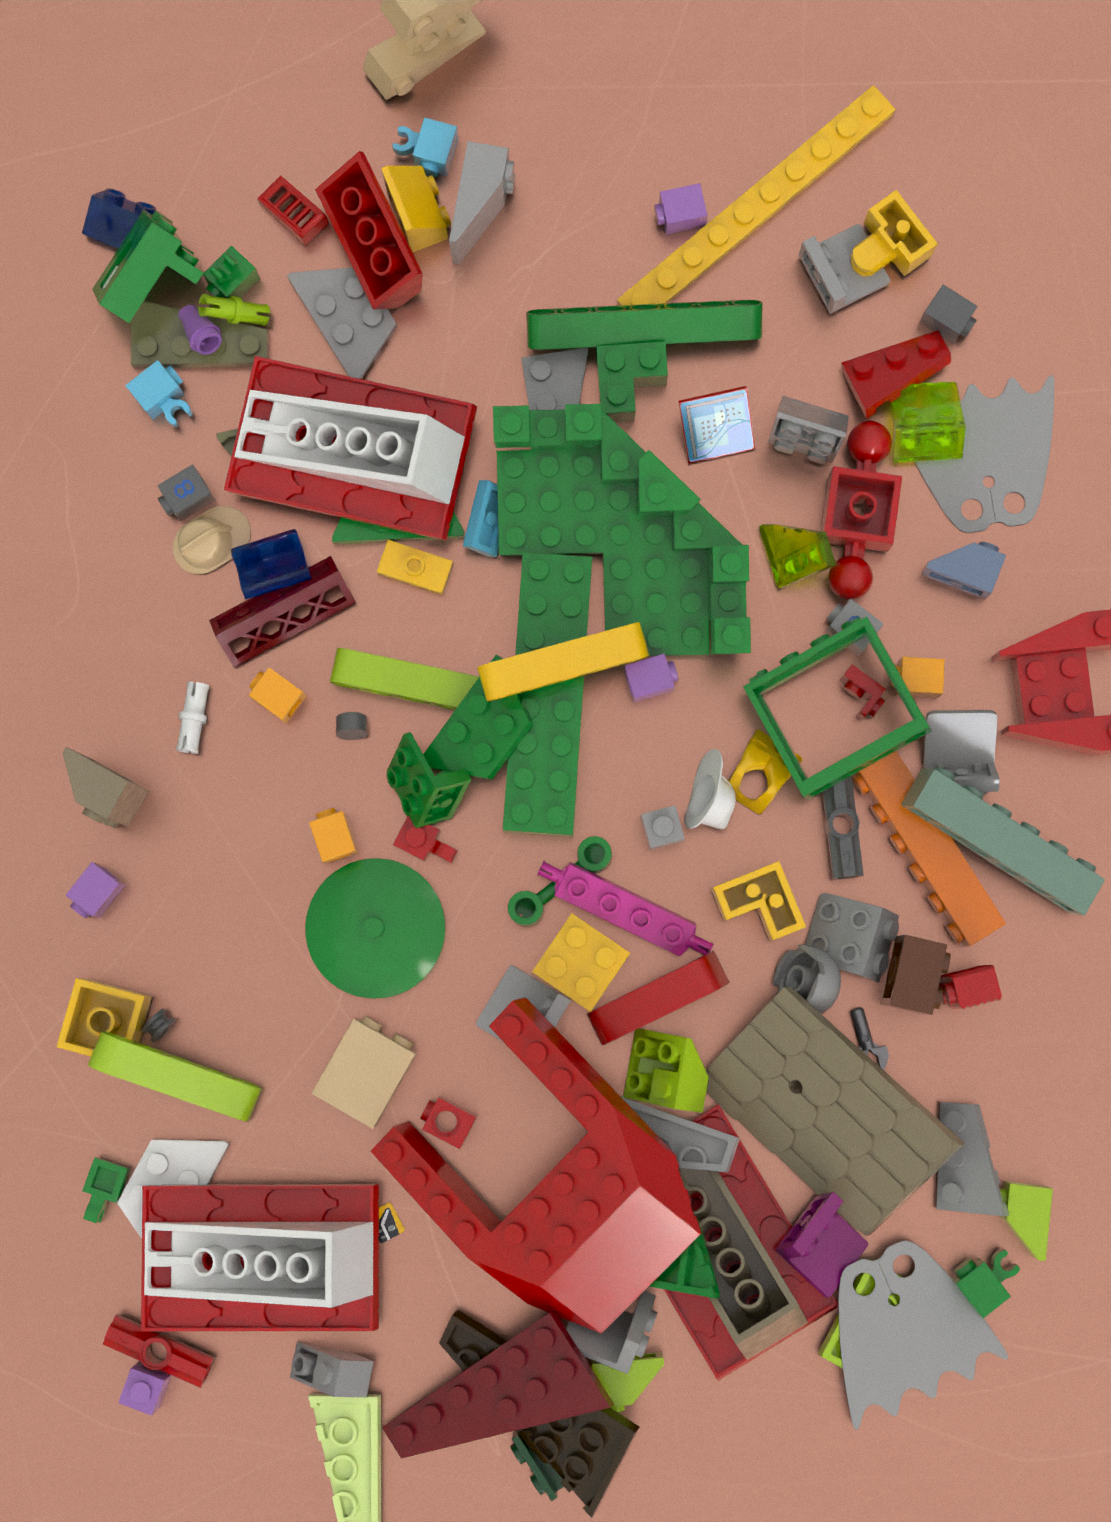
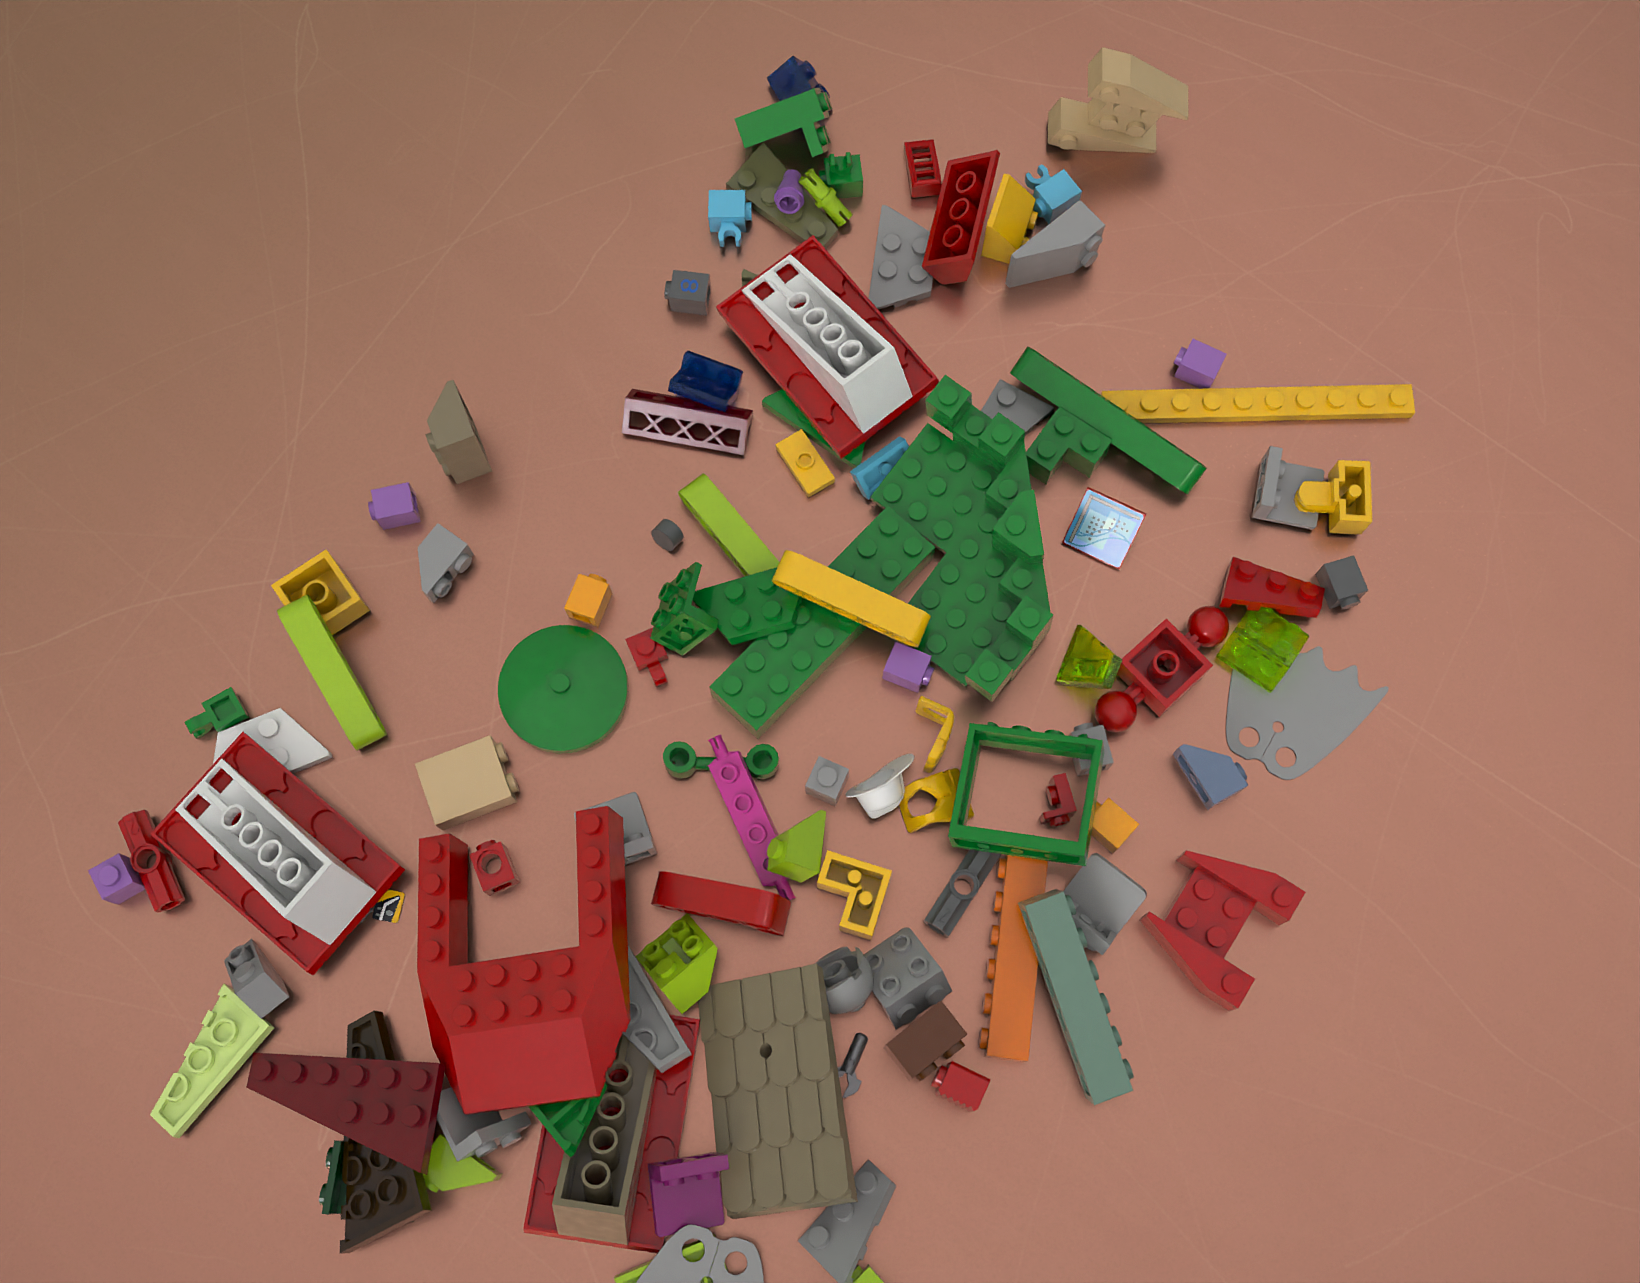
camera: 35 degrees right, 10 degrees down
(158, 1025) = (355, 632): dark grey bush -> none
(176, 905) = (440, 560): none -> light grey slope
(192, 717) = (563, 443): white pin -> none
(208, 539) = (675, 334): tan piece -> none
(276, 694) = (633, 472): light orange brick -> none
(581, 962) = (686, 830): yellow brick -> none
(686, 902) = (798, 849): none -> lime slope
(726, 709) = (943, 736): none -> yellow piece
(808, 430) = (1167, 581): light grey slope -> none

